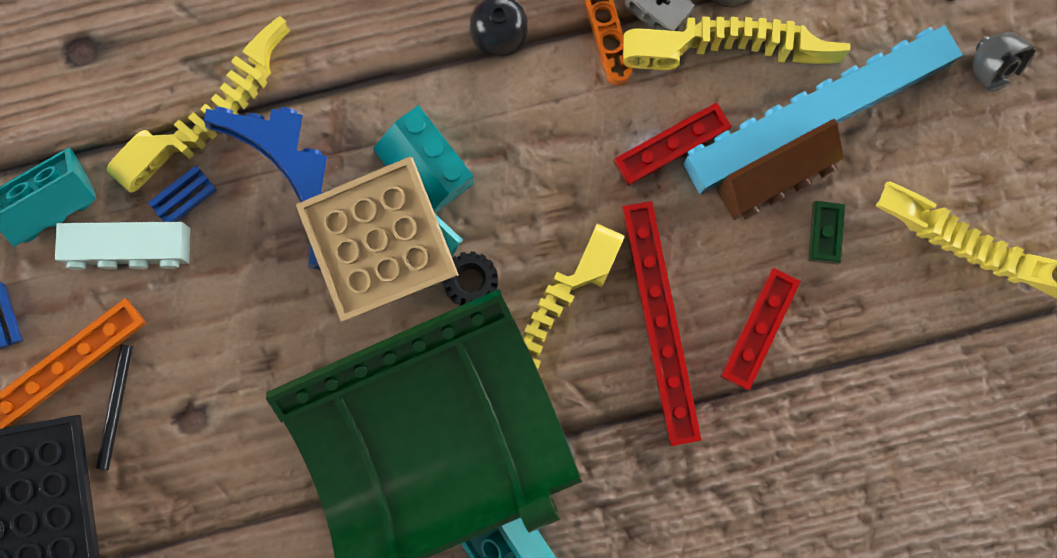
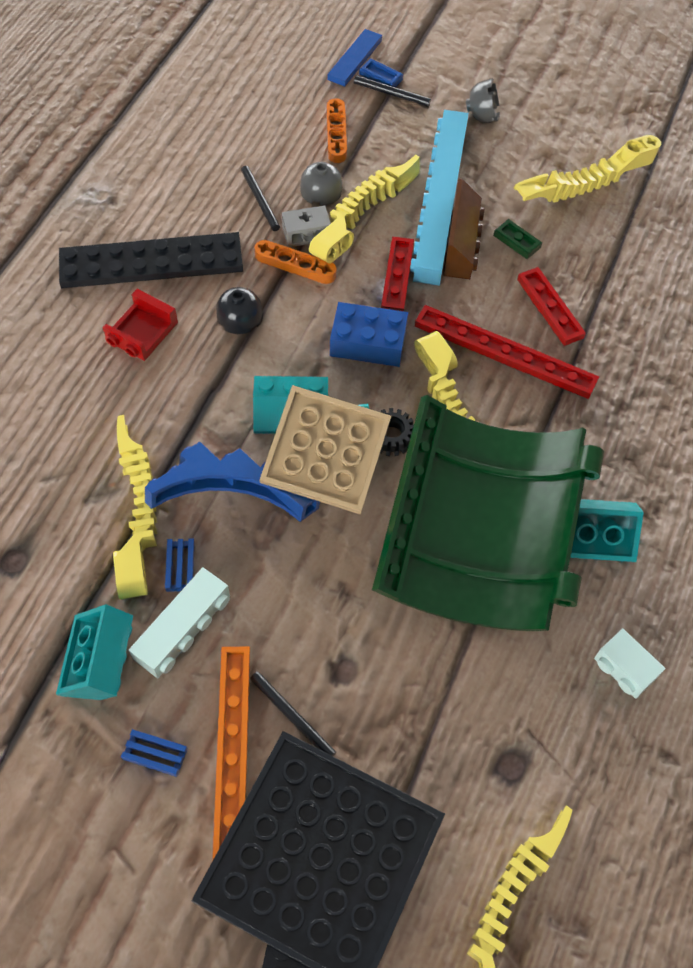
camera: 45 degrees left, 20 degrees down
(568, 172) = (368, 334): none -> blue brick

